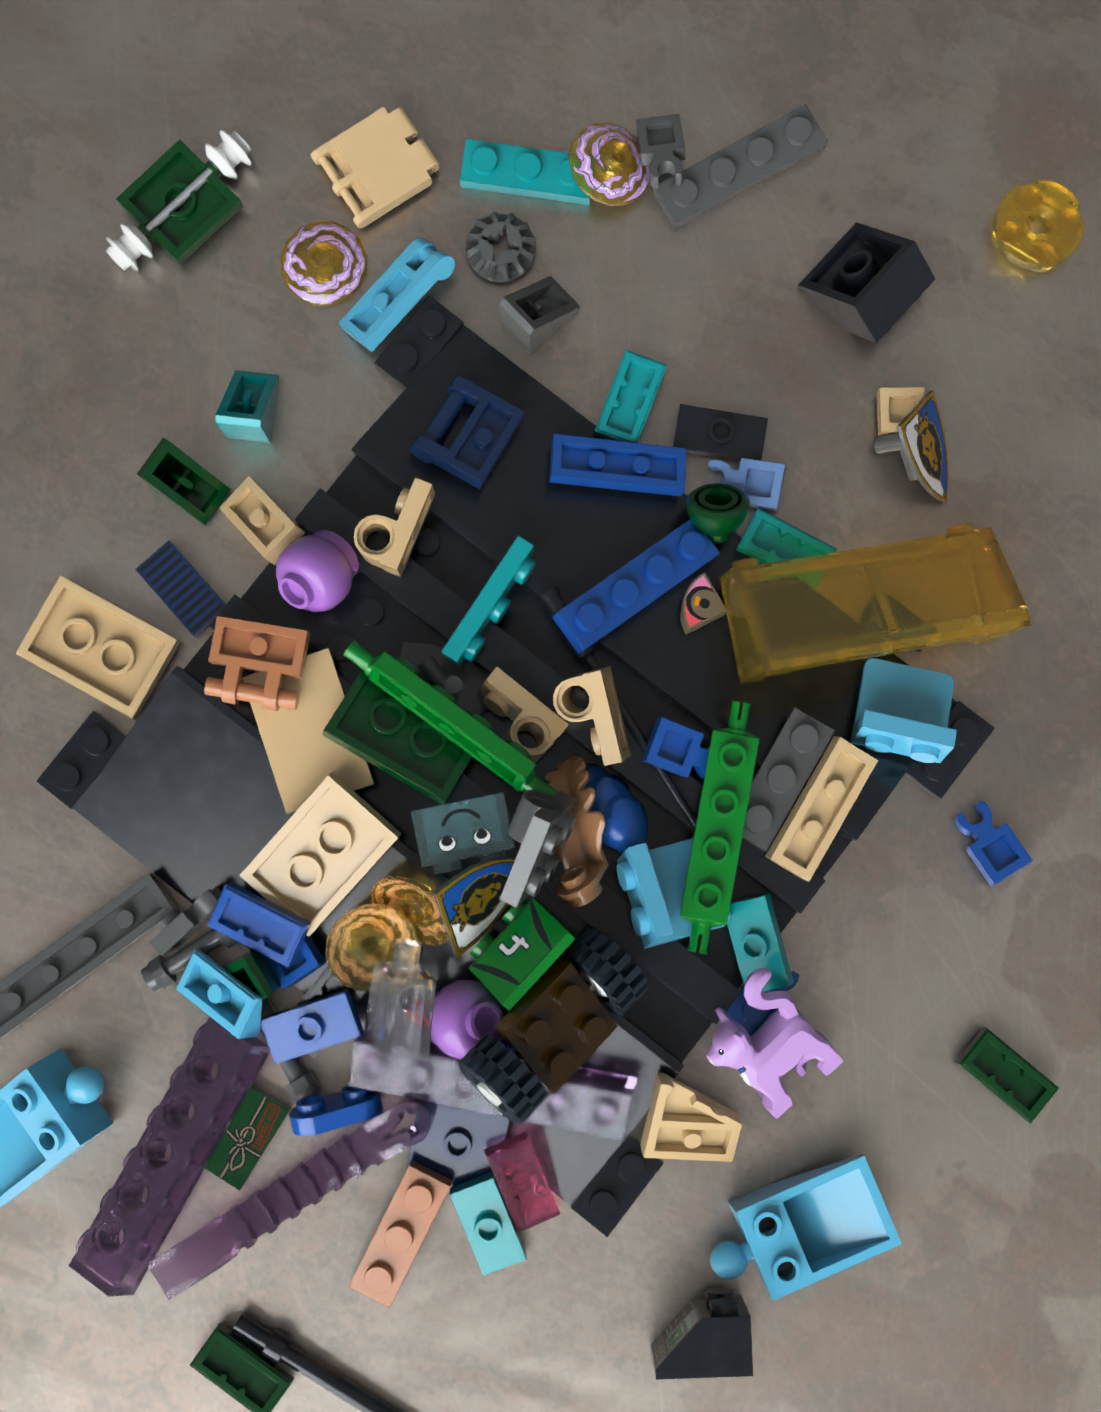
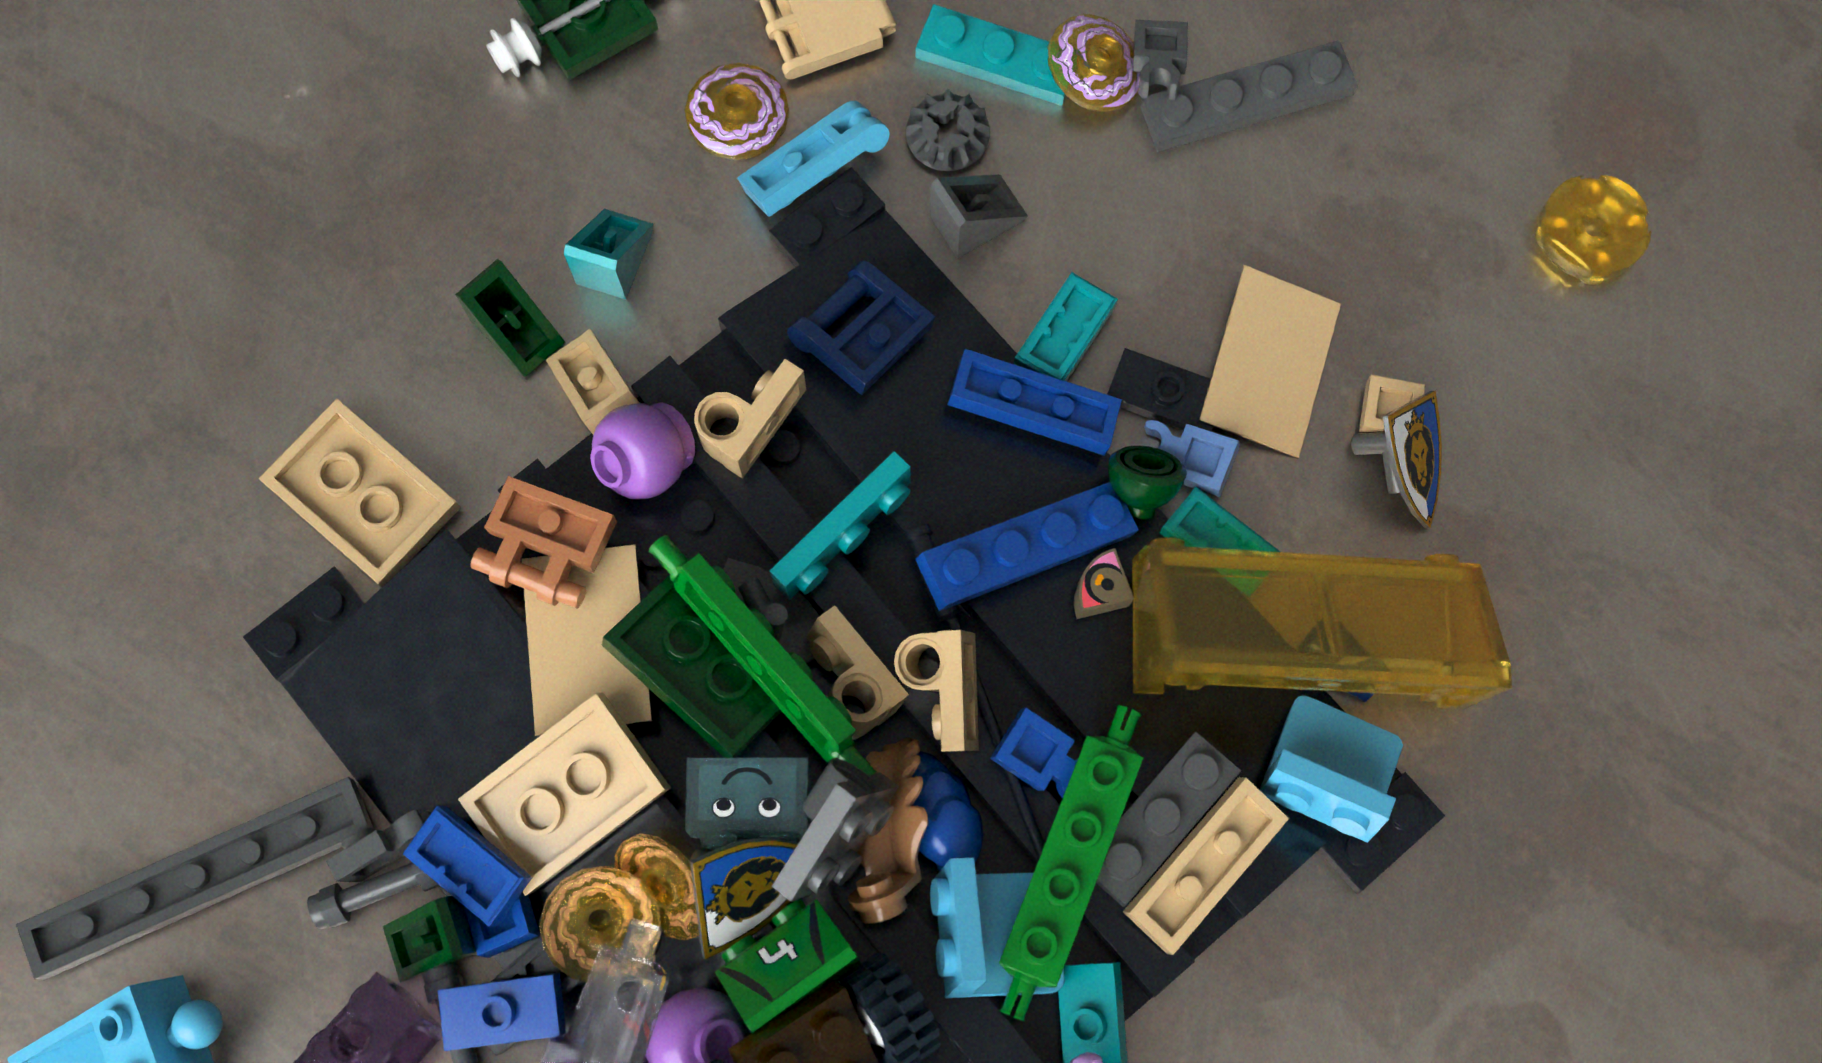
camera: 10 degrees right, 10 degrees down
(181, 588) = (476, 443): tile -> none
(221, 996) = (398, 948): medium azure slope -> none
(798, 390) = (1270, 361): none -> tan piece
(868, 280) = (1379, 250): black slope -> none
(995, 851) = (1418, 971): blue plate -> none

